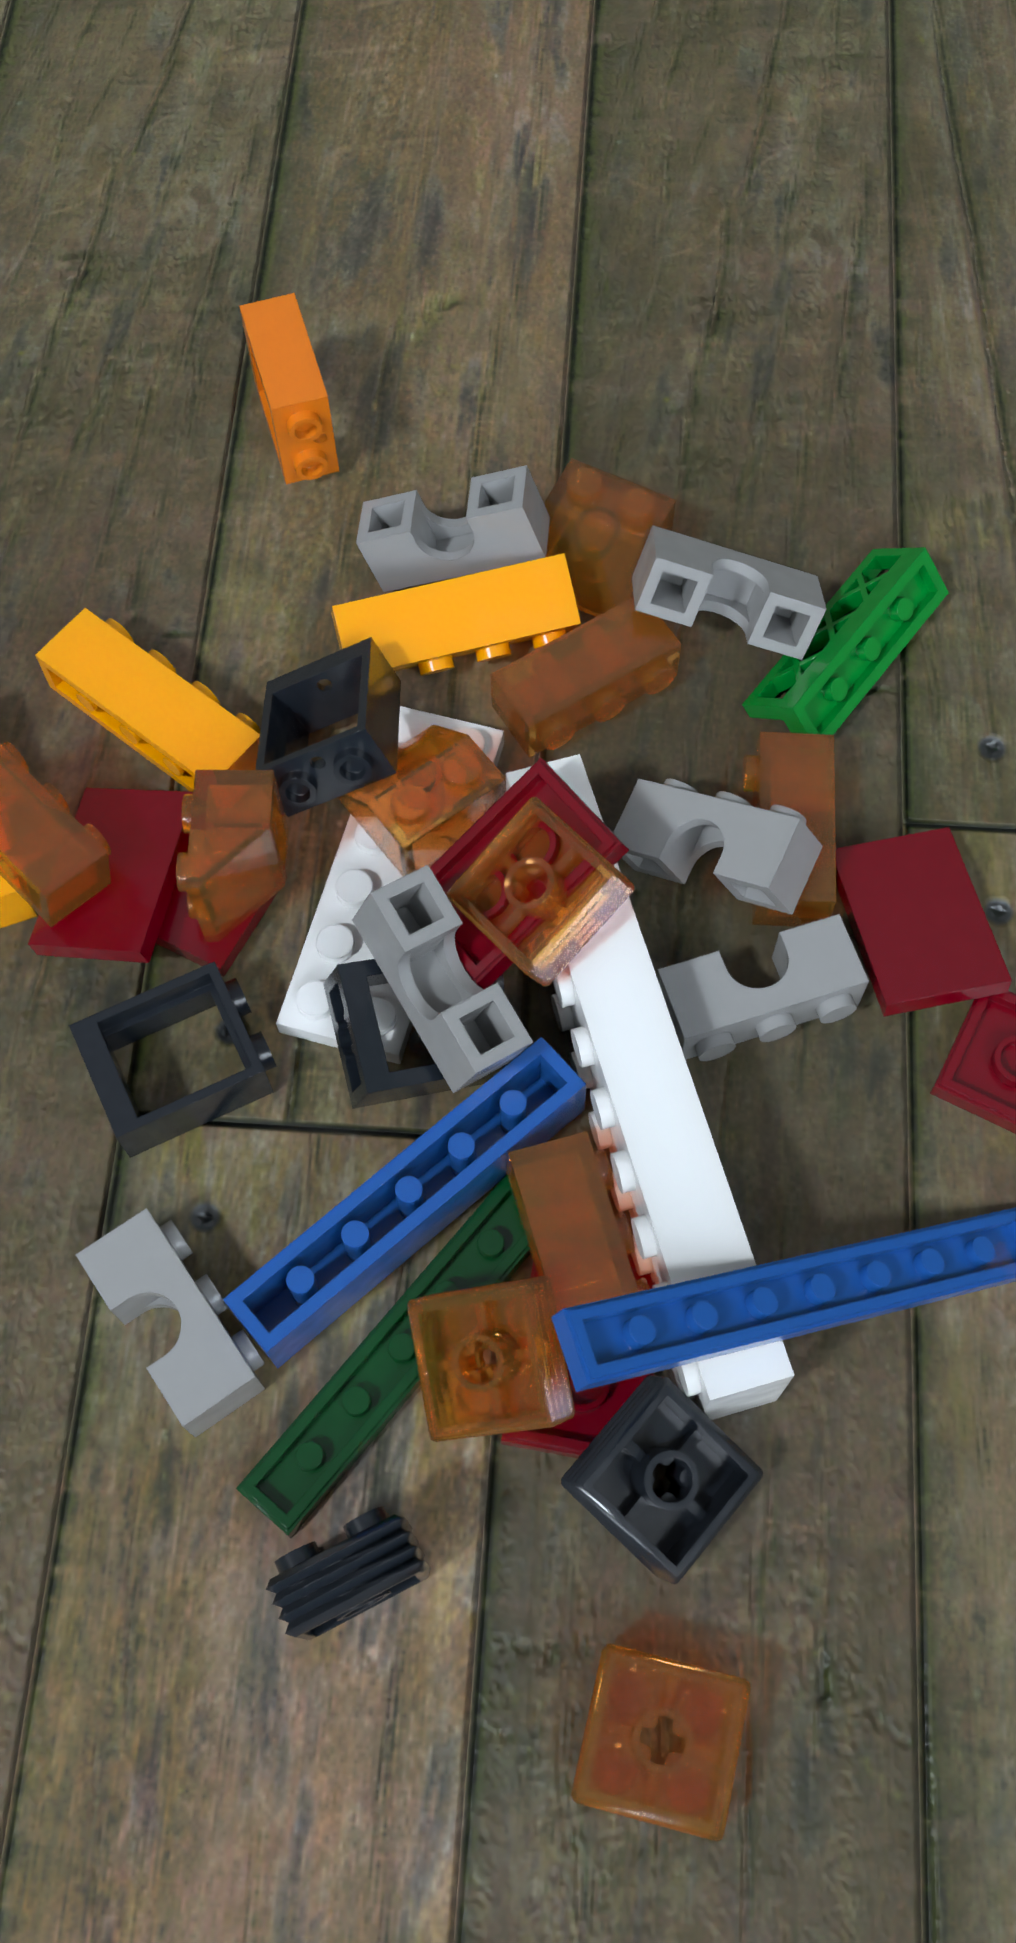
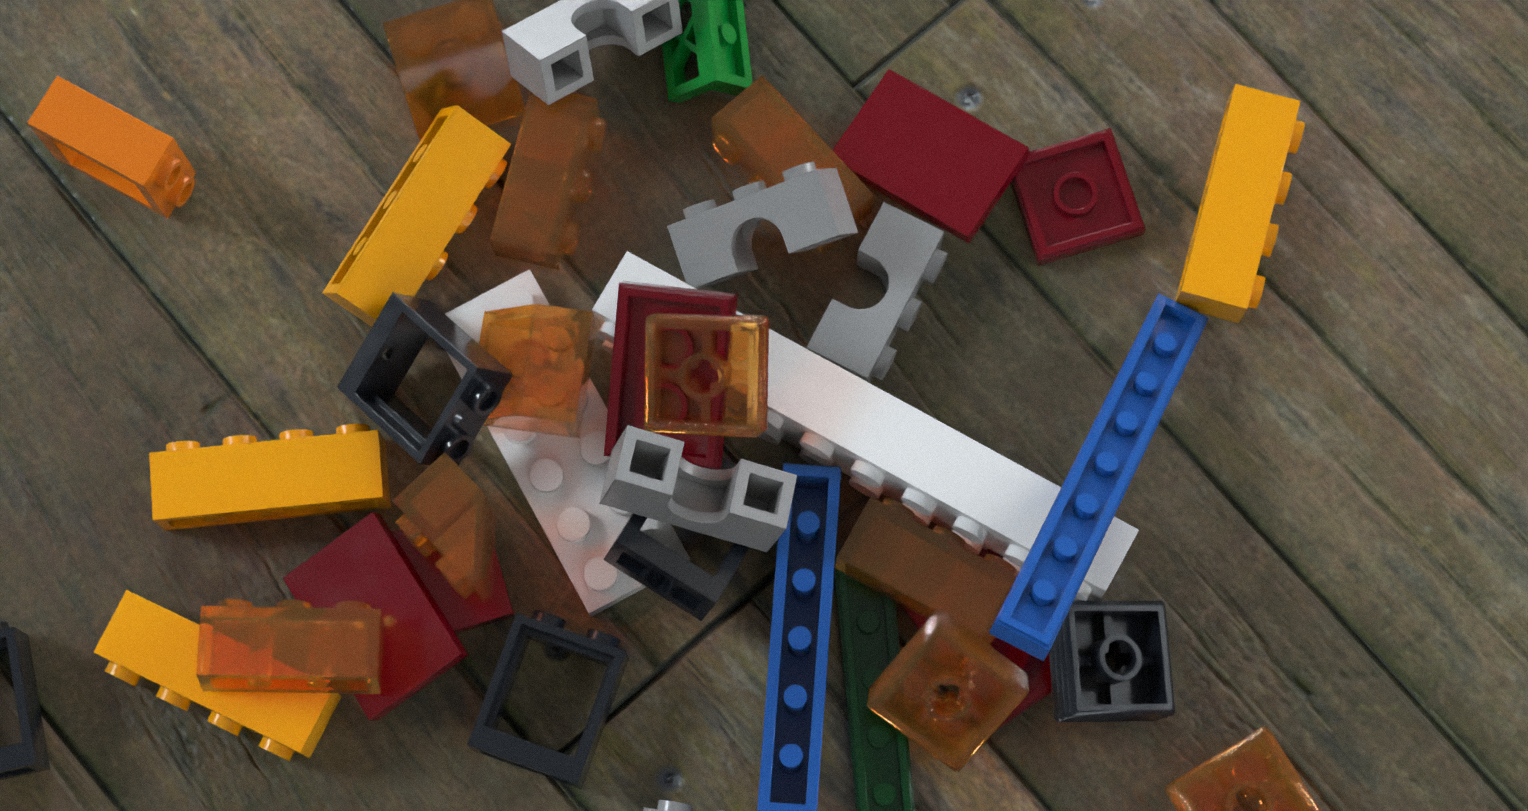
camera: 45 degrees left, 10 degrees up
(416, 547) = (333, 187): light grey arch -> none

